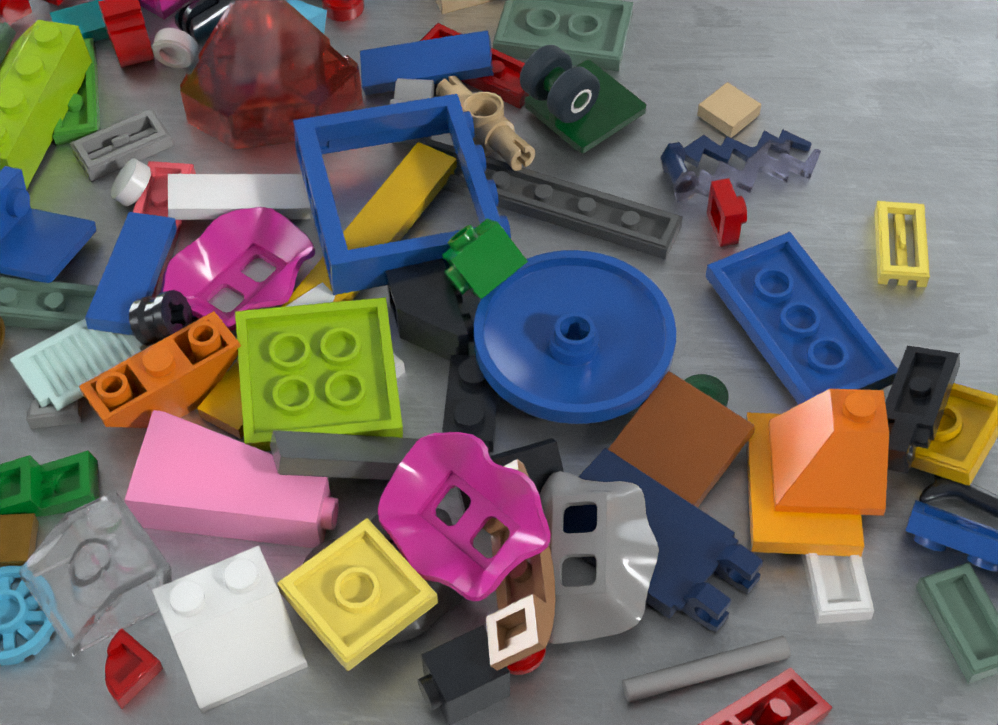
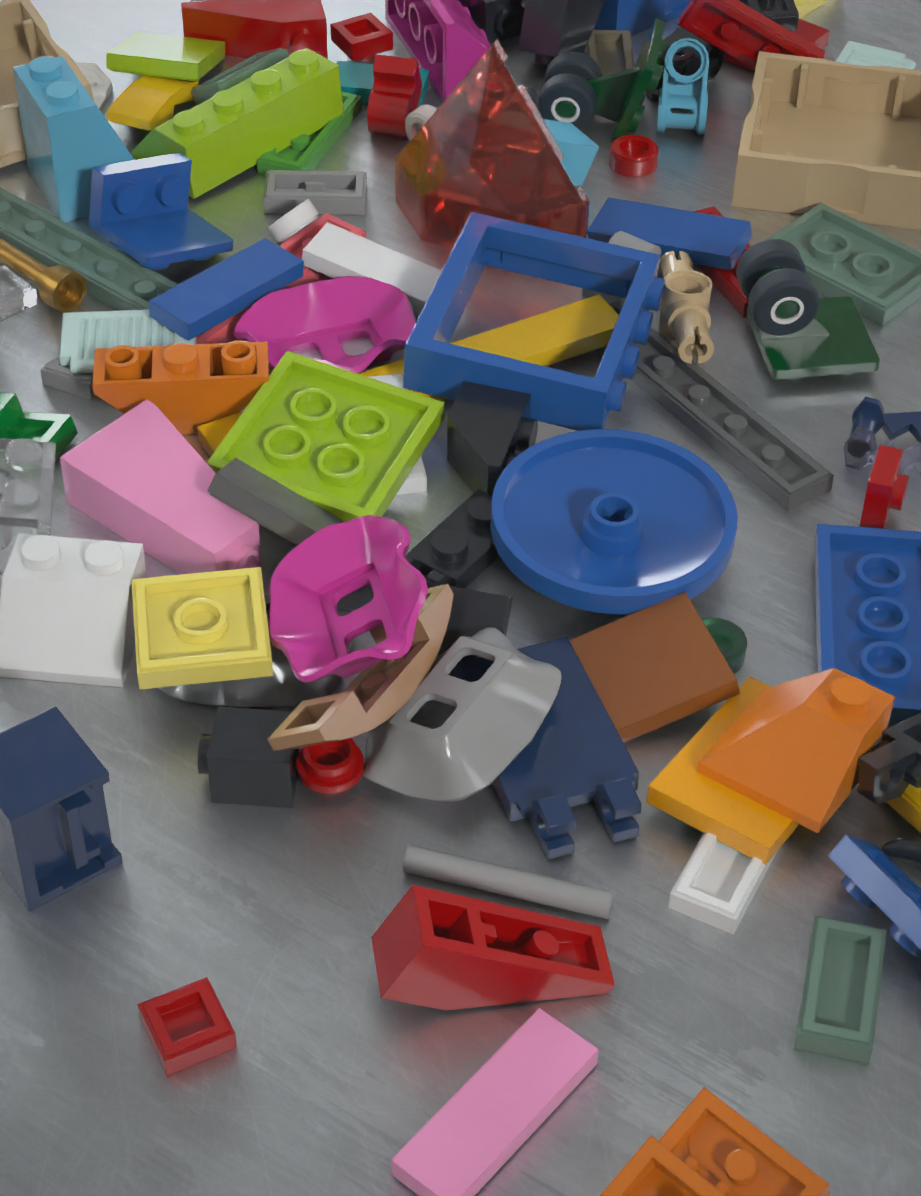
camera: 30 degrees right, 10 degrees down
(159, 317) = (206, 321): black wheel -> none
(481, 258) = (559, 400): green brick -> none

